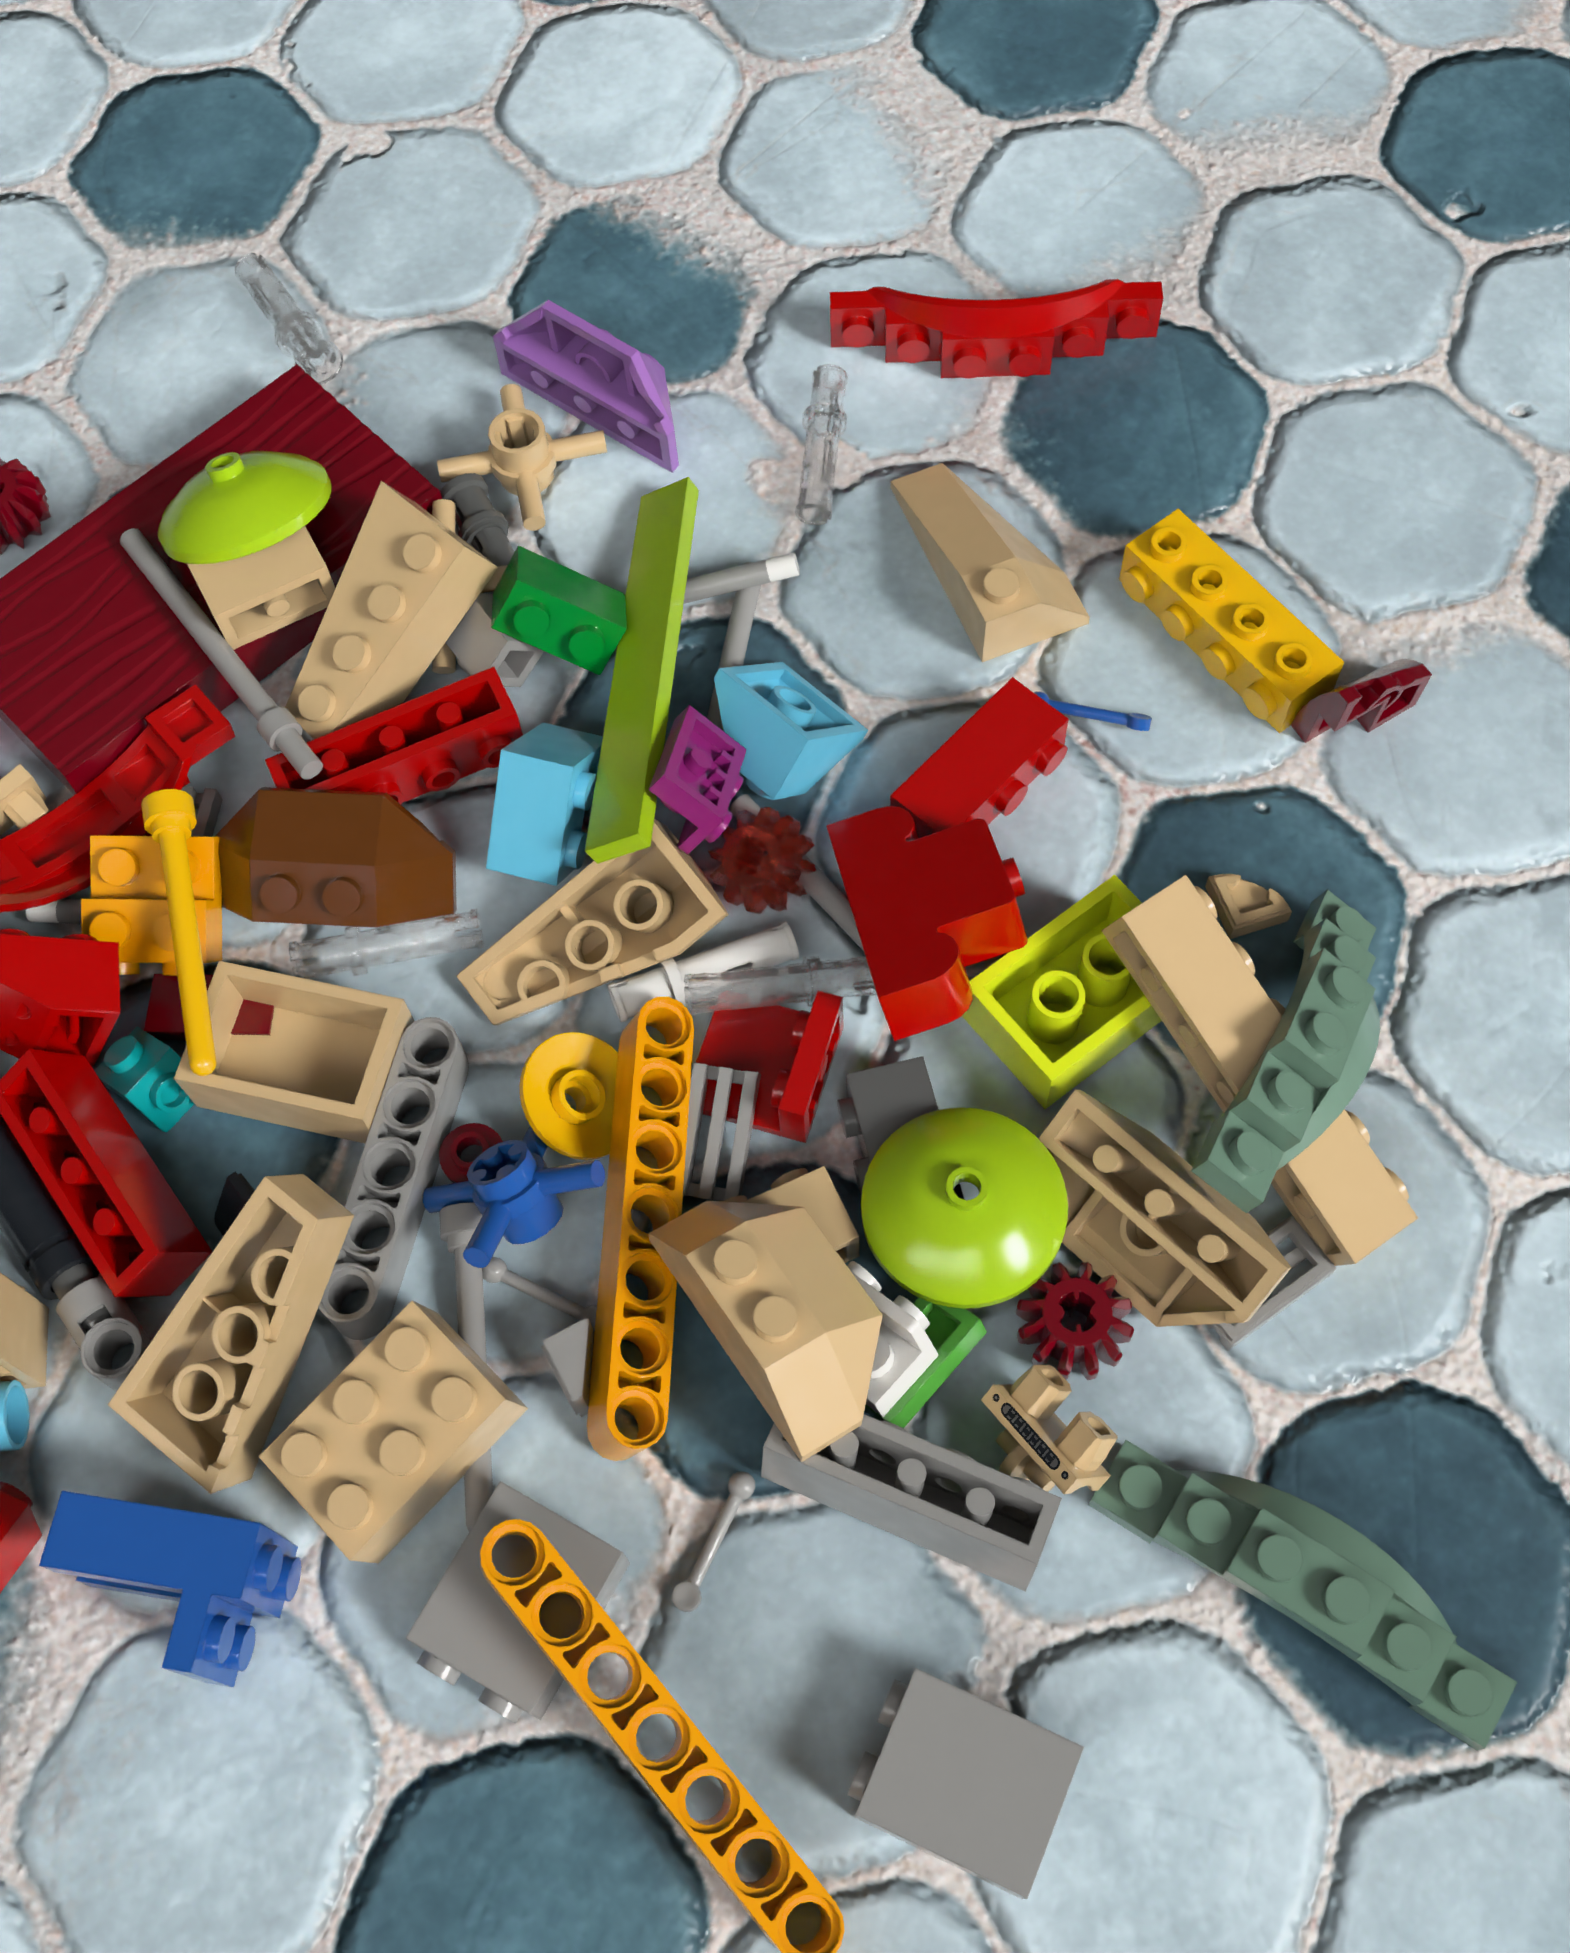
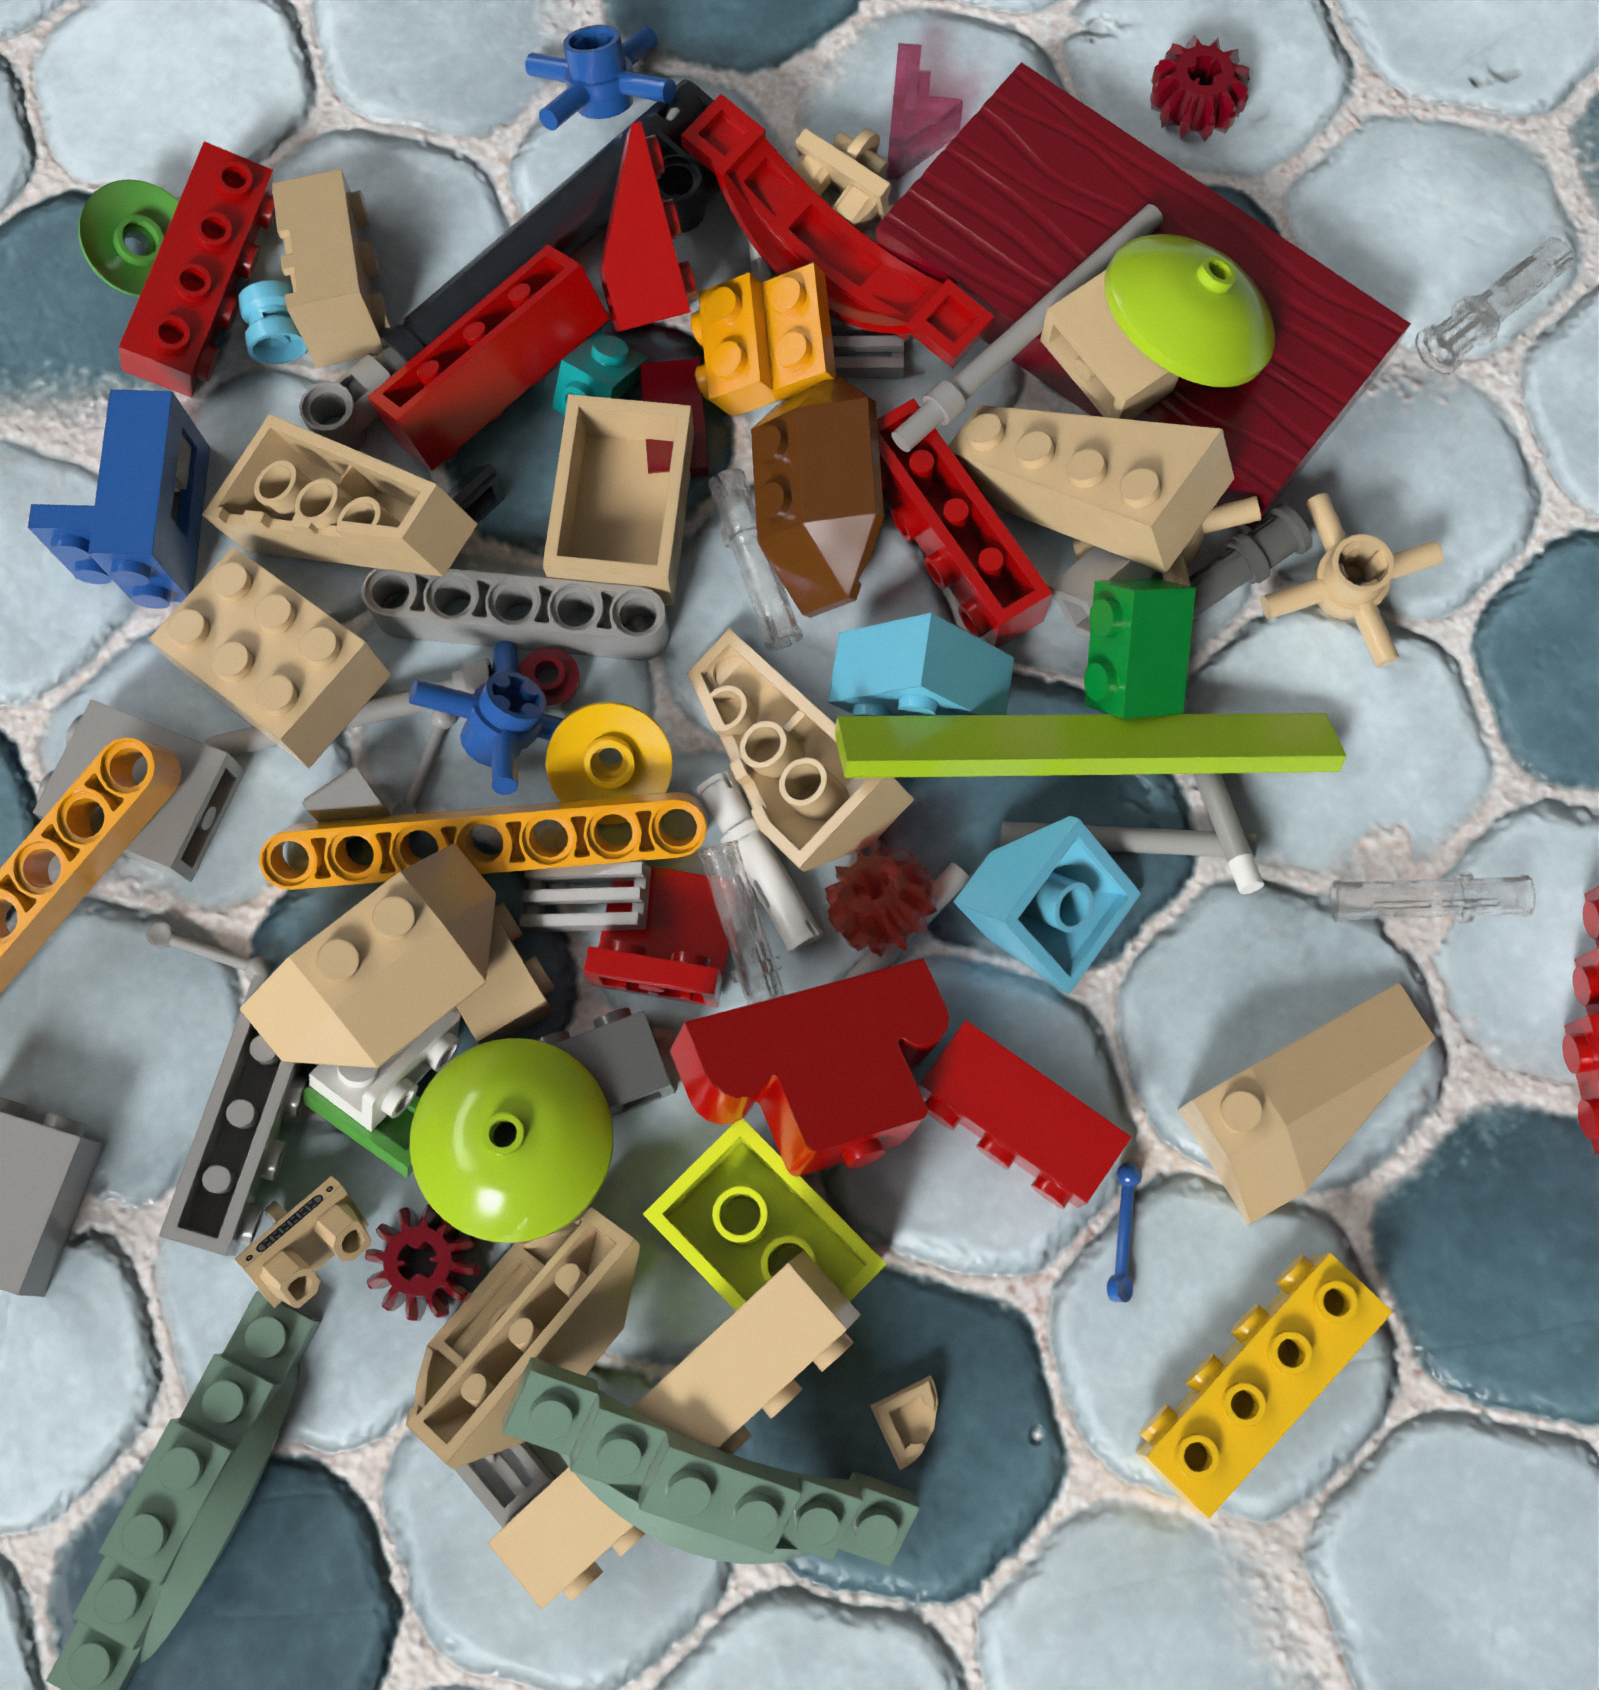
camera: 80 degrees right, 10 degrees up
(169, 819) = (825, 327): yellow piece -> none
(591, 378) = (1468, 643): medium lavender wedge -> none
(698, 777) = (947, 816): magenta bracket -> none
(1368, 699) = (1177, 1546): dark red slope -> none

